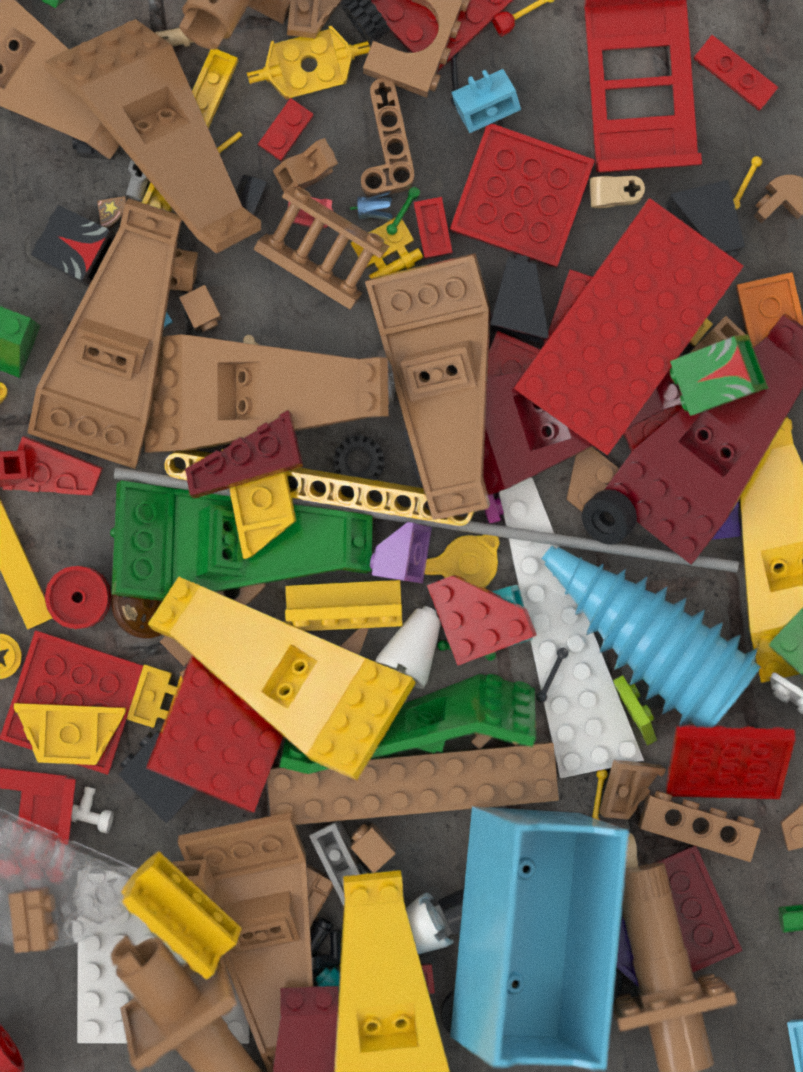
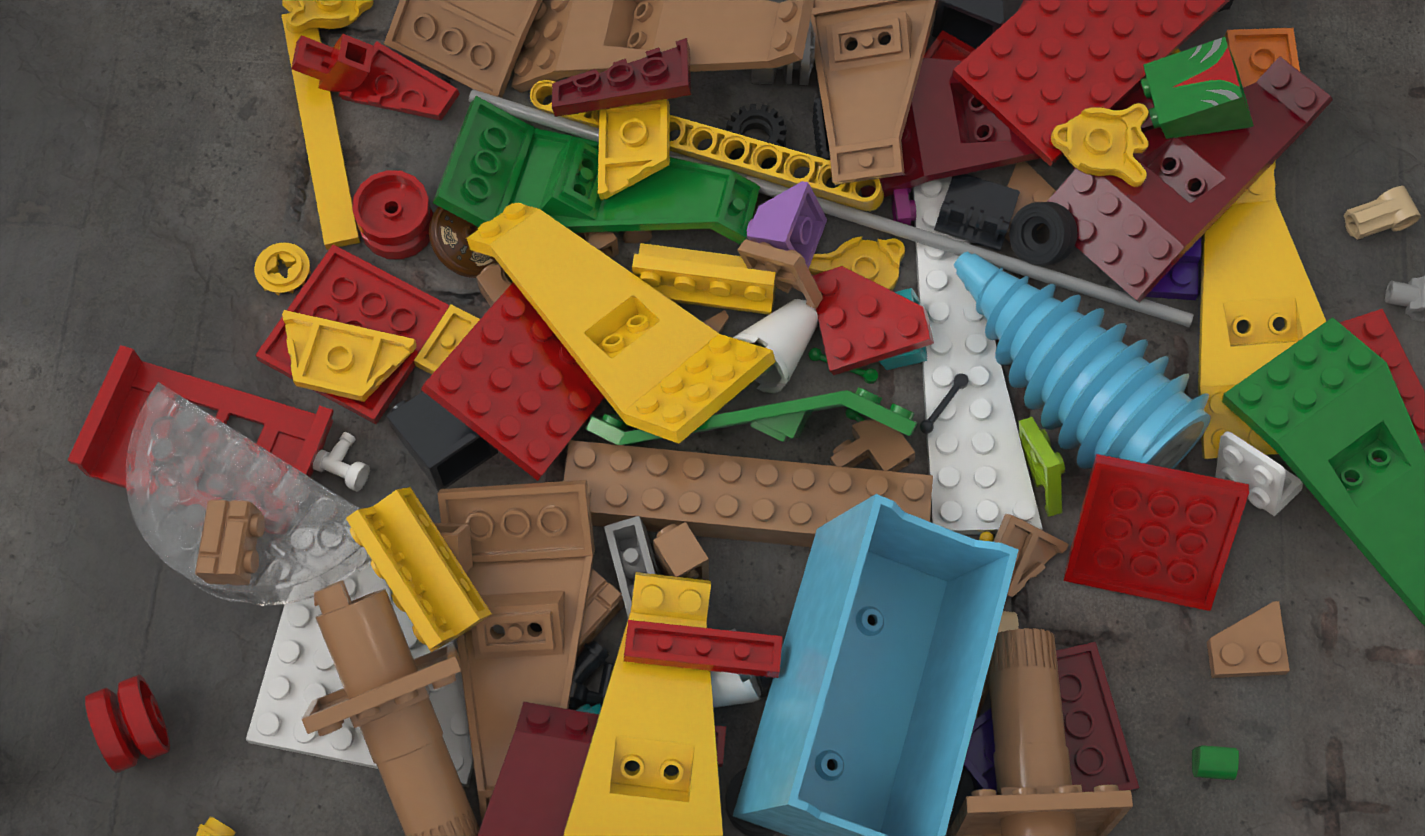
camera: 10 degrees right, 20 degrees down
(406, 929) = (703, 648): none -> red plate
(411, 597) = (788, 265): none -> medium nougat wing
(553, 500) = (977, 211): none -> black hinge
(647, 436) = (1104, 142): none -> yellow tile
(739, 846) = (1114, 640): medium nougat brick -> none

